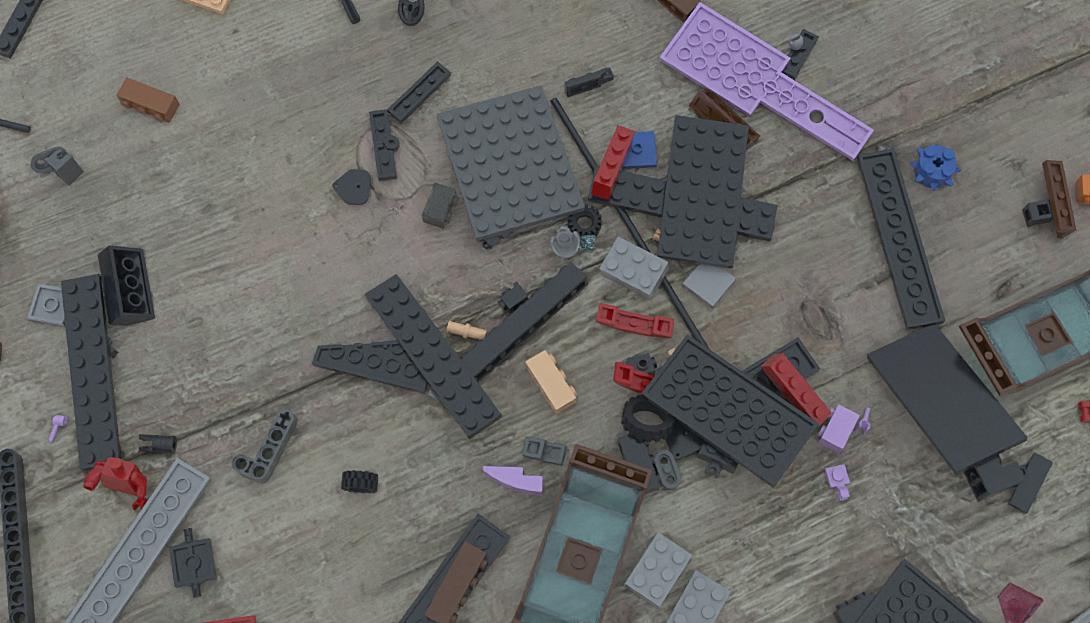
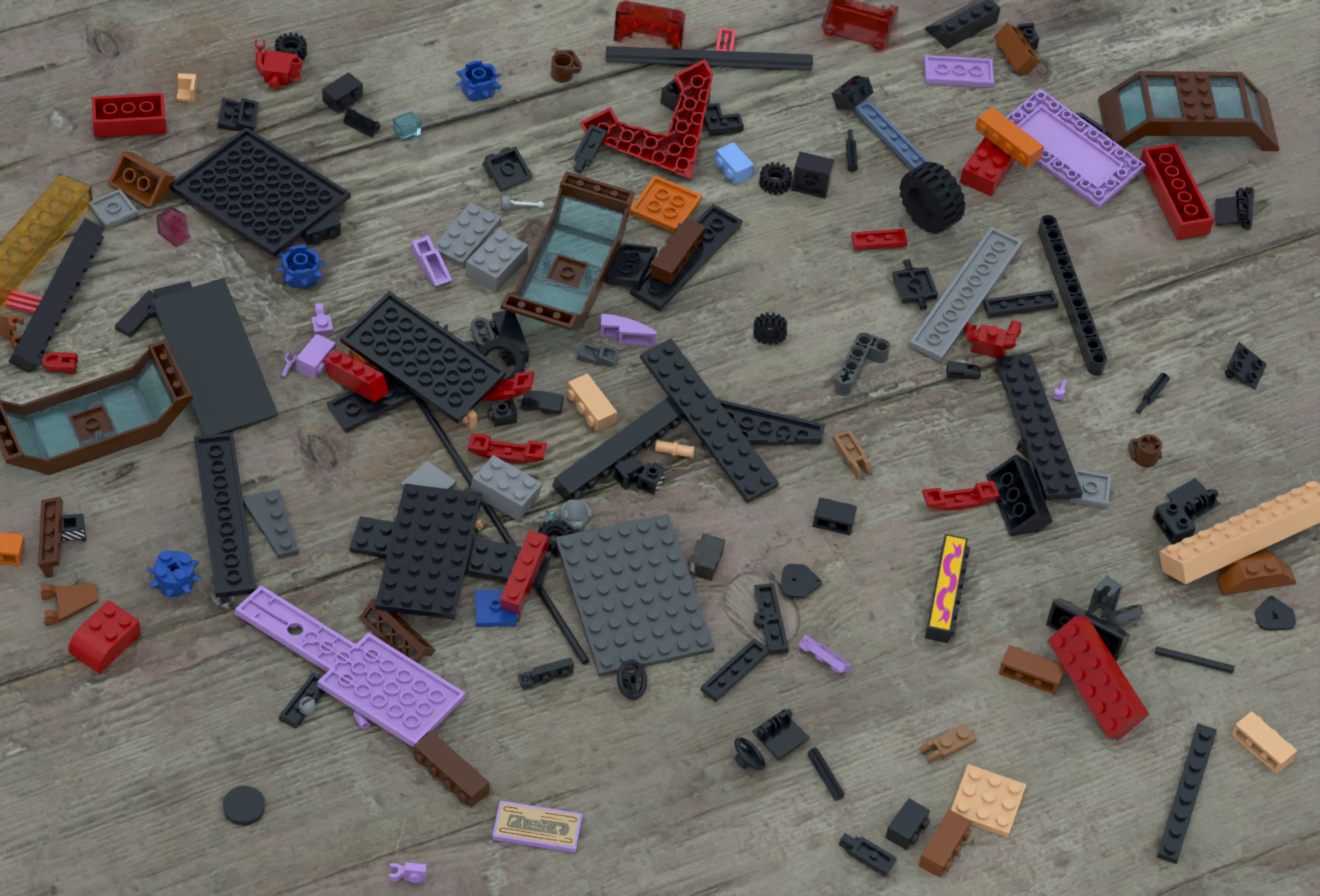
camera: 175 degrees right, 20 degrees down
(77, 541) = (1020, 303): none -> black plate
(85, 139) = (1113, 637): none -> black slope
(88, 76) = (1098, 677): none -> red brick
(184, 286) = (961, 499): none -> red slope
(213, 181) = (946, 589): none -> brick
(235, 32) = (949, 743): none -> medium nougat hinge
(288, 336) = (852, 452): none -> medium nougat hinge
(312, 256) = (834, 516): none -> black brick
(335, 108) = (825, 654): none -> lavender hinge
(383, 35) = (780, 733): none -> black hinge
(491, 301) = (651, 474): none -> black brick
(508, 573) = (630, 265): none -> black tile
(515, 76) = (629, 680): none -> black piece
(599, 380) = (540, 400): none -> black slope
(730, 568) = (430, 261): none -> lavender slope
(853, 235) = (272, 521): none -> dark grey wing
(876, 537) = (300, 266): none -> blue brick
(982, 104) = (104, 636): none -> red brick
(1022, 143) = (69, 600): none -> dark orange flag

